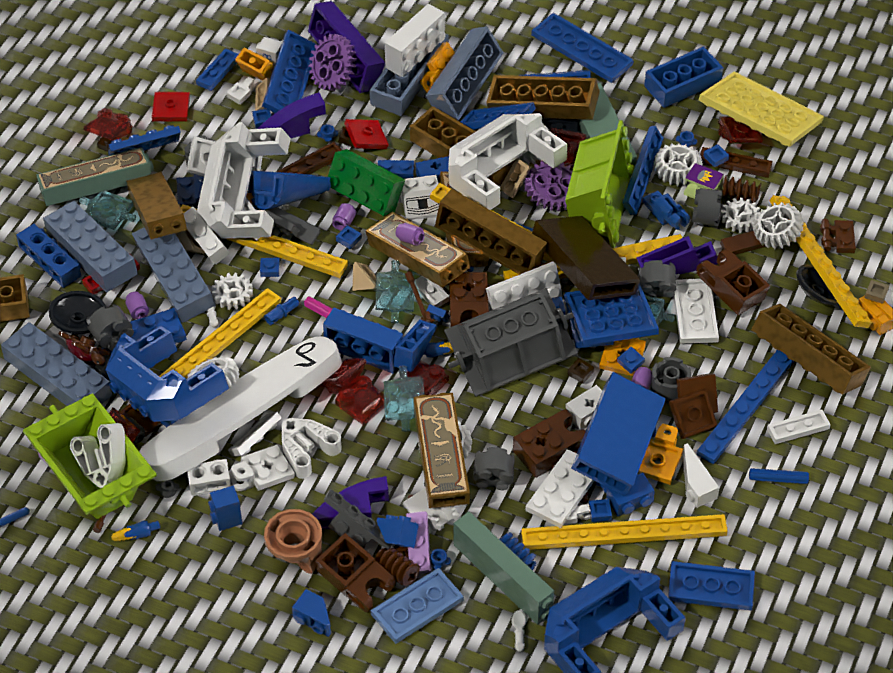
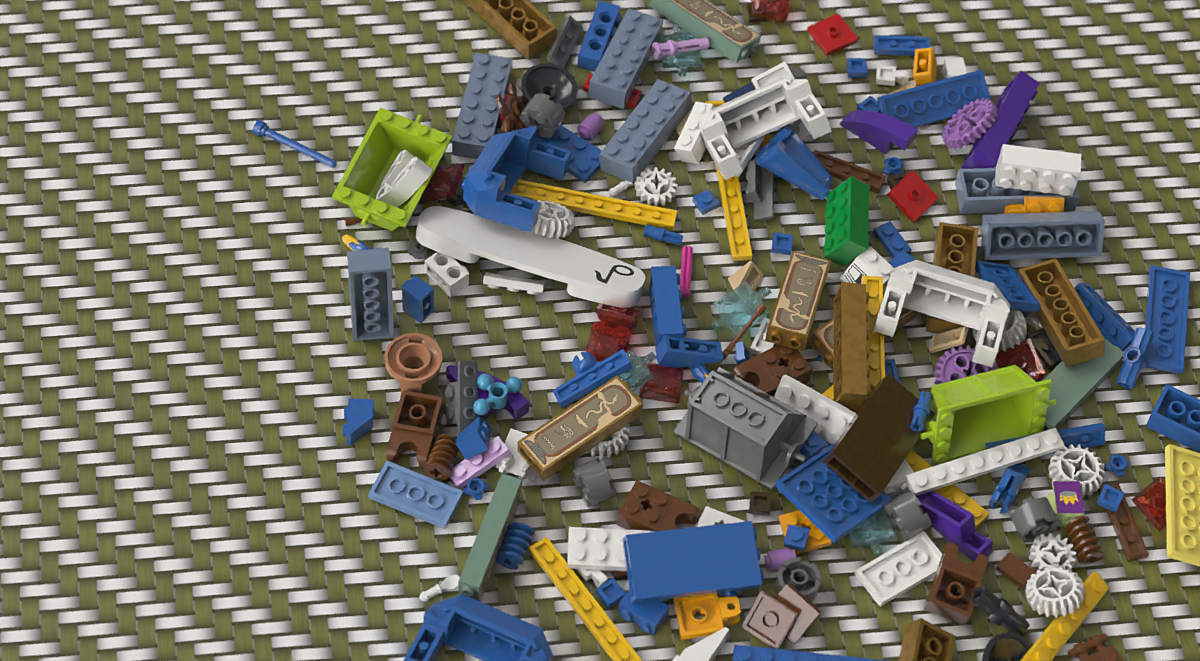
camera: 55 degrees right, 5 degrees up
(35, 281) = (564, 42): none -> dark grey plate
(107, 209) = (671, 48): none -> lavender pin
(149, 141) = (772, 36): blue plate -> none
(156, 205) = (696, 78): pearl gold brick -> none
(216, 107) = (856, 67): none -> blue plate
(216, 527) = (370, 293): none -> sand blue brick
(253, 473) = (473, 306): white plate -> none
(300, 437) = (534, 311): white connector -> none
(343, 216) = (802, 227): medium lavender brick -> none
(371, 500) = (485, 382): none -> dark azure piece
(389, 421) = (590, 375): none -> blue plate
(410, 234) = (800, 282): medium lavender brick -> none
(580, 219) = (921, 411): none -> blue pin
(614, 87) = (1138, 347): none -> blue piece
(642, 210) = (984, 462): none -> white plate
(775, 266) = (1000, 611): none -> black piece

